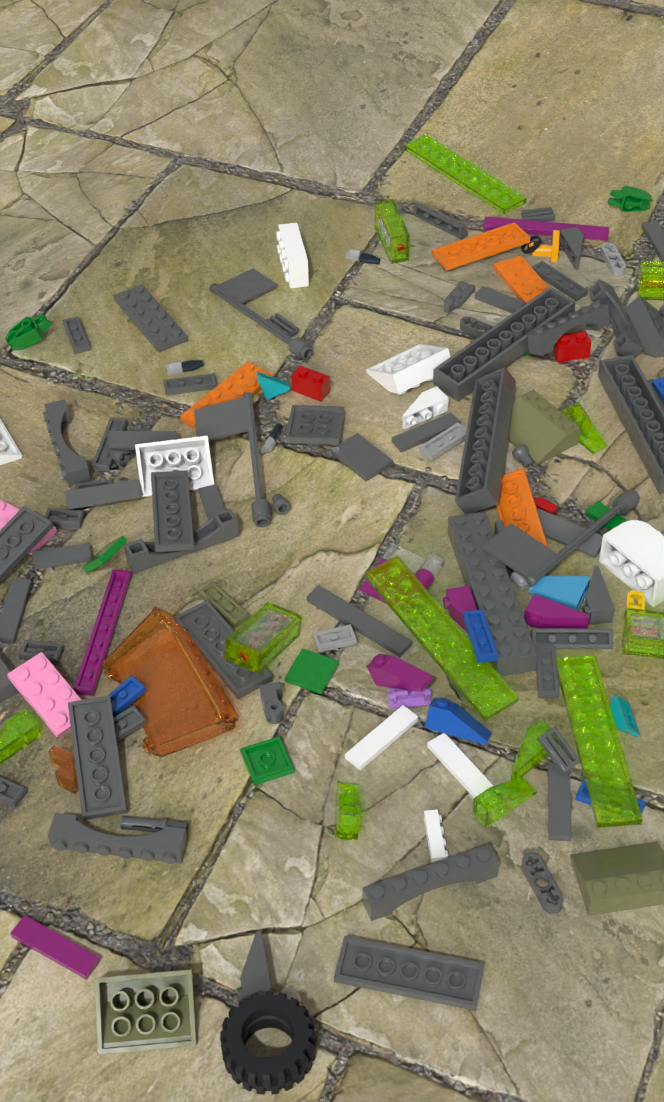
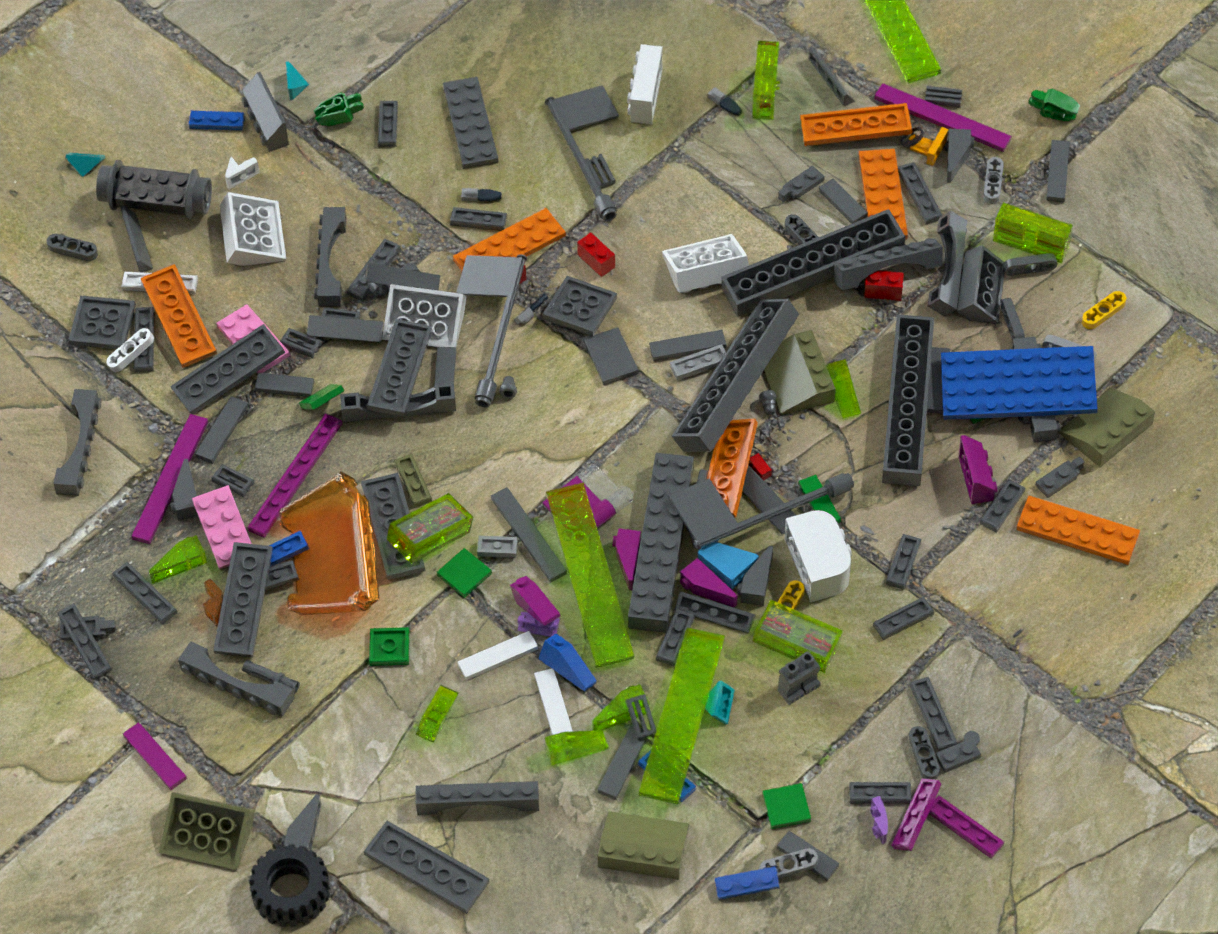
camera: 20 degrees right, 10 degrees up
(271, 386) = (557, 244): teal slope -> none
(272, 707) = (413, 592): dark grey leg -> none
(426, 406) = (701, 315): white slope -> none
(434, 836) = (501, 758): white piece -> none
(480, 636) = (622, 586): blue plate -> none
(542, 892) = (577, 835): dark grey beam -> none

